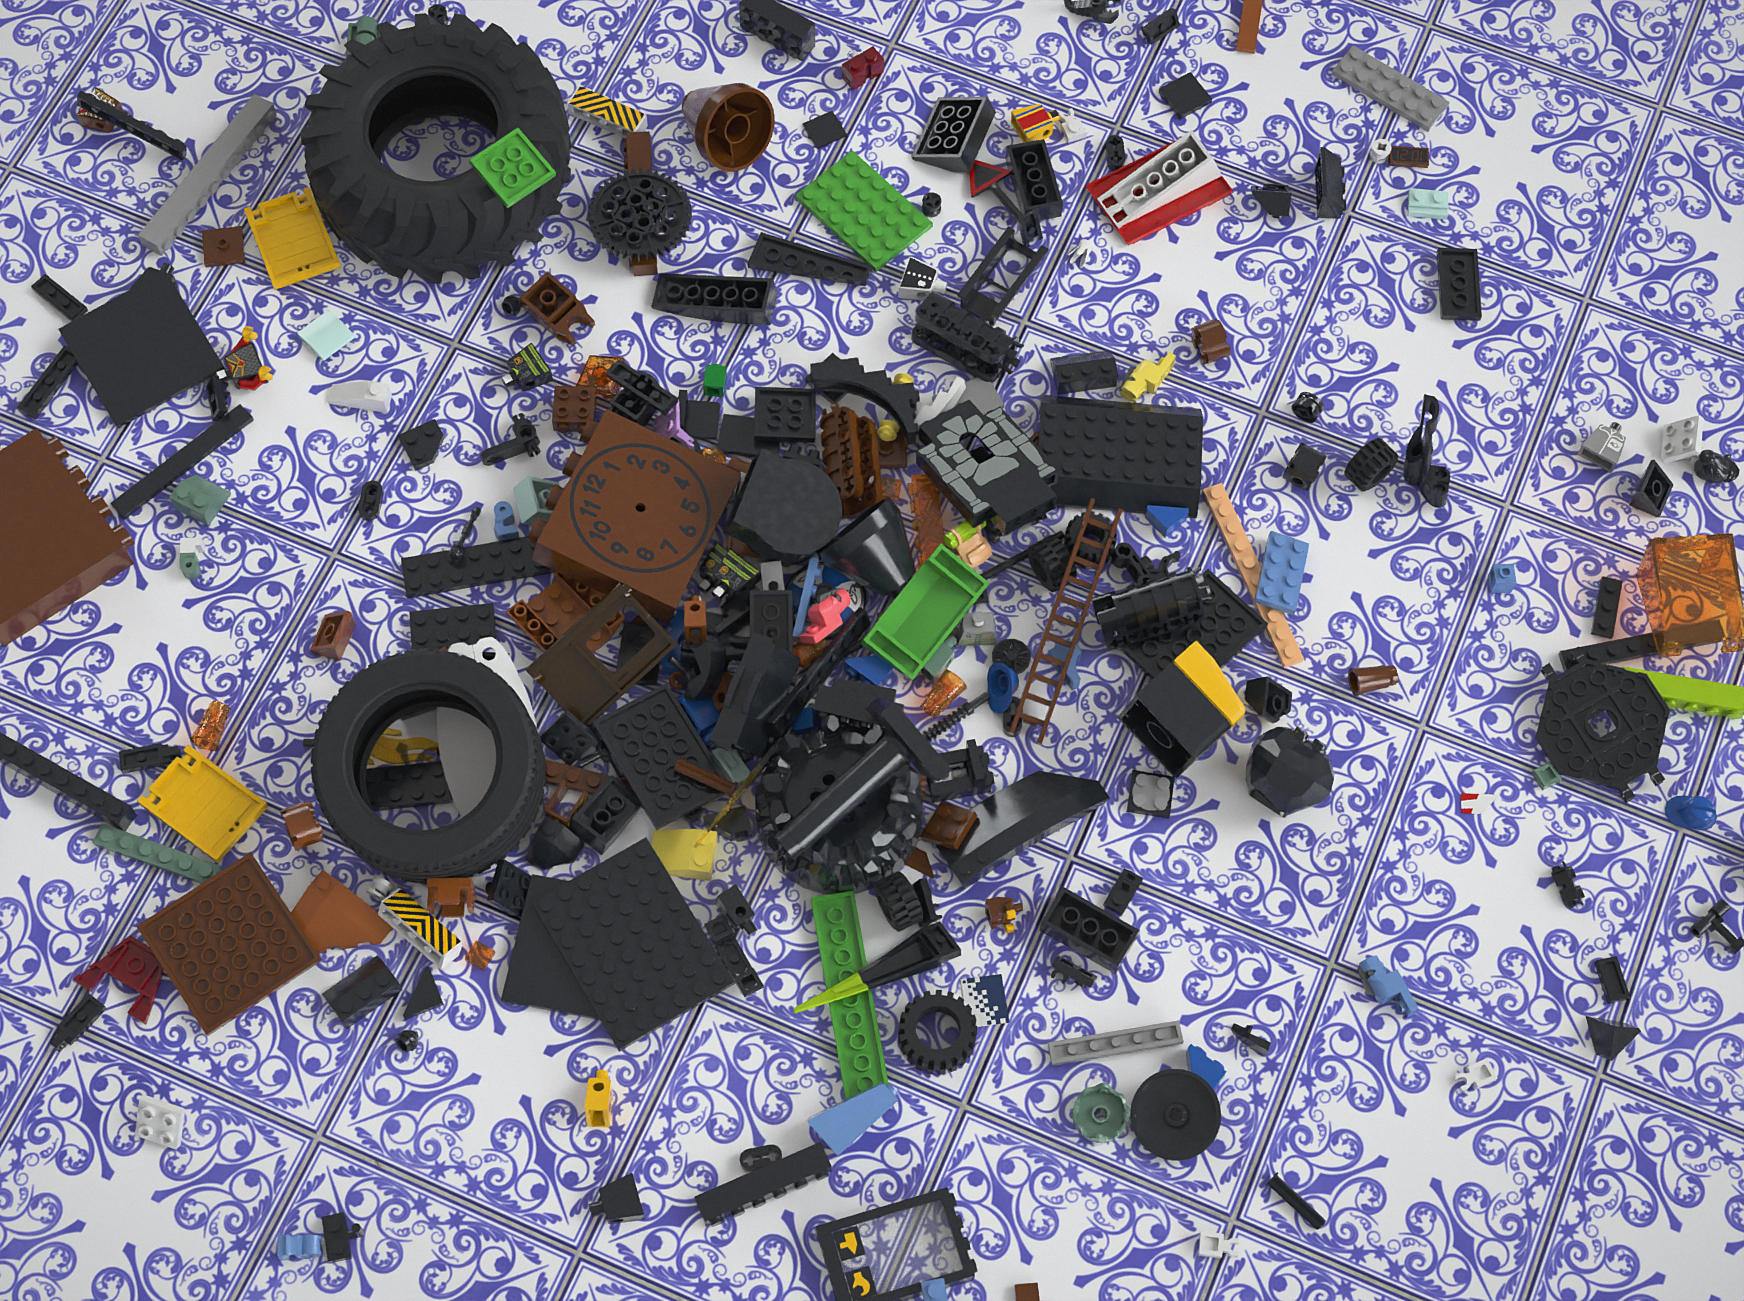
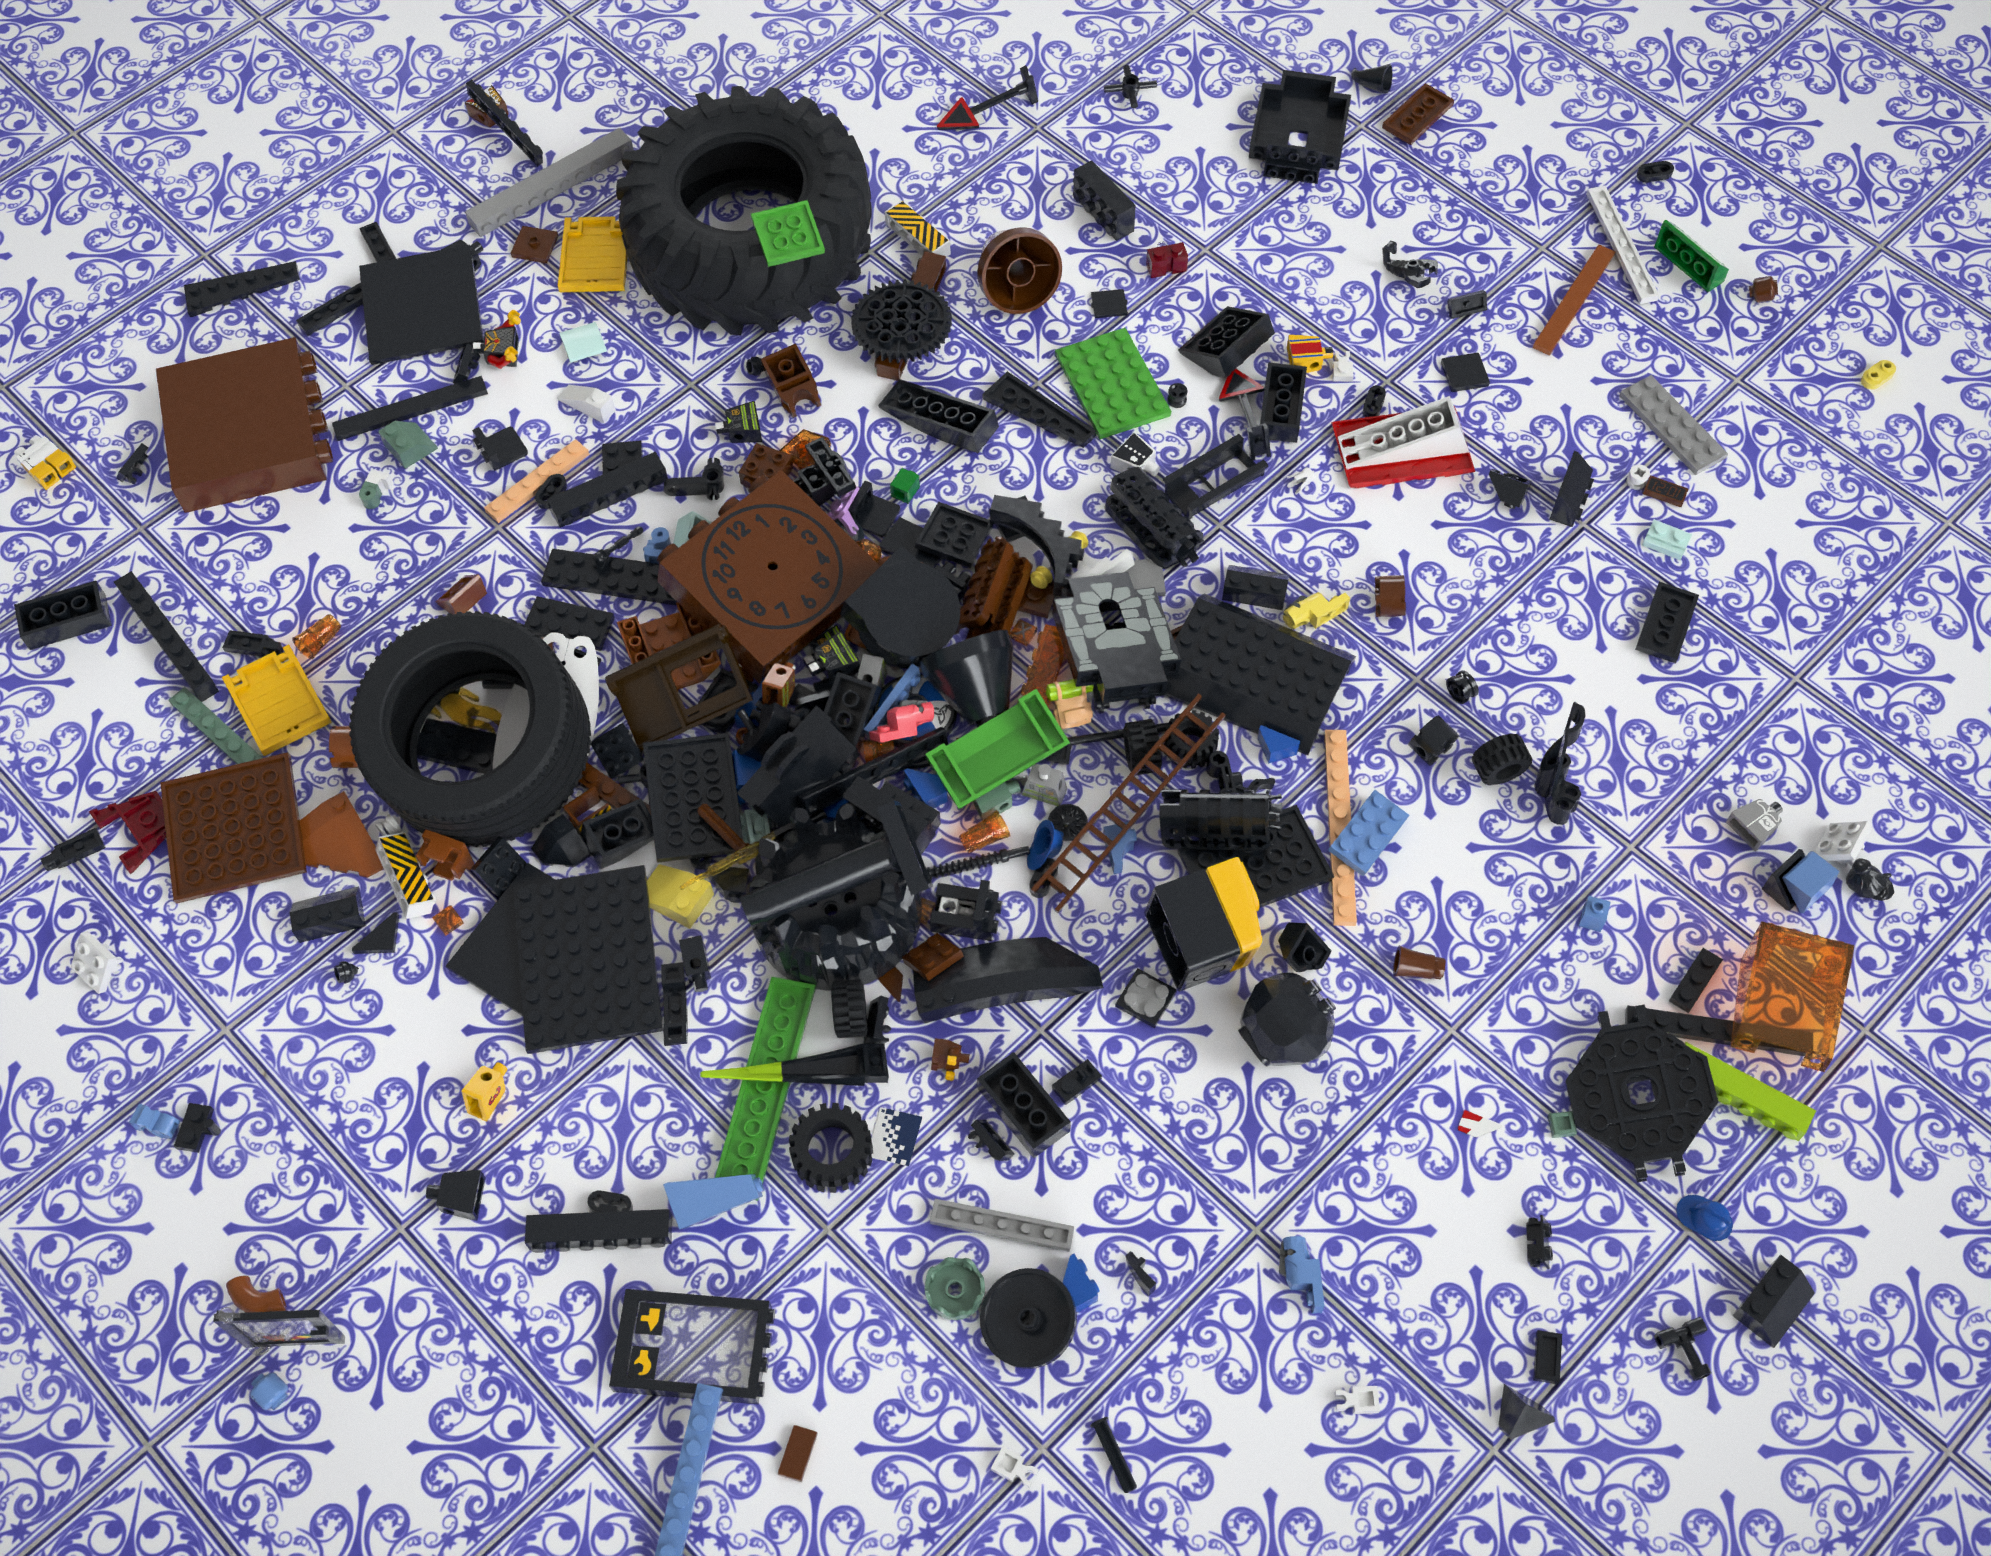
camera: 25 degrees right, 5 degrees down
(297, 472) = (500, 447): none -> black bracket
(349, 494) = (530, 484): none -> light nougat plate
(427, 480) = (607, 489): none -> black brick
(1668, 484) = (1810, 880): none -> medium blue slope

